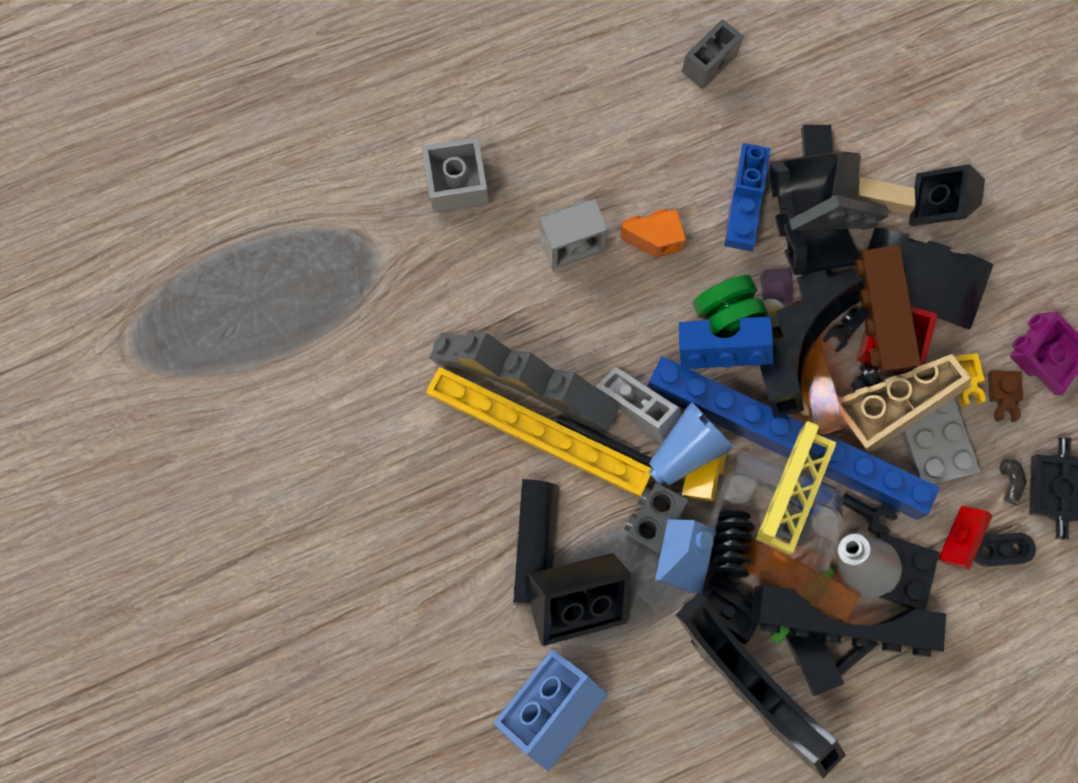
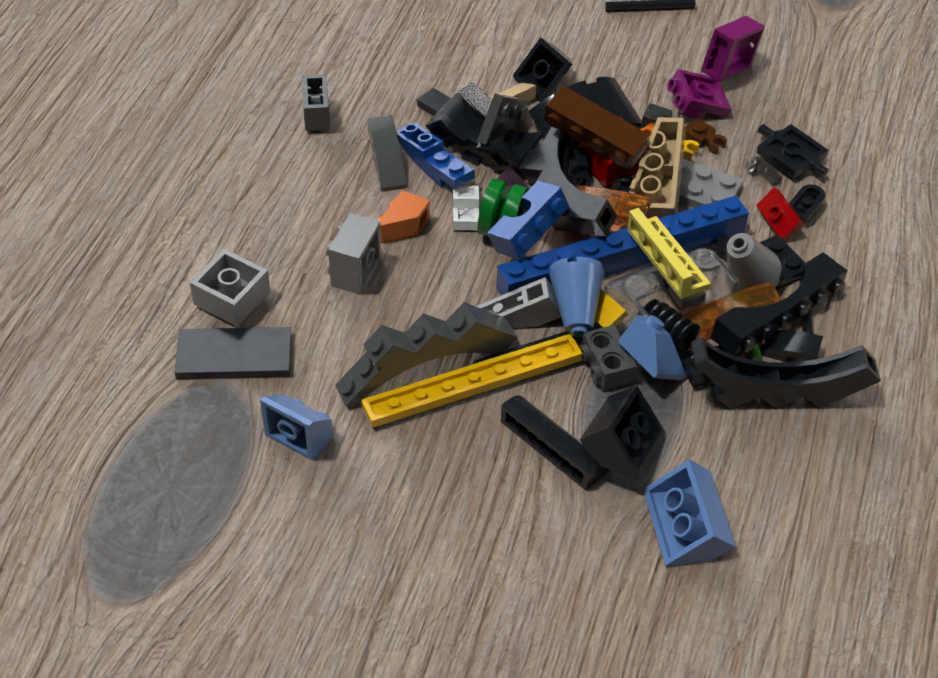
camera: 50 degrees left, 25 degrees down
(372, 340) = (295, 425): none -> medium blue slope
(406, 232) = (233, 353): none -> tile
(714, 157) = (386, 153): none -> dark grey slope
(720, 267) = (465, 207): none -> white slope
(974, 339) = (650, 117): none -> pearl dark grey piece

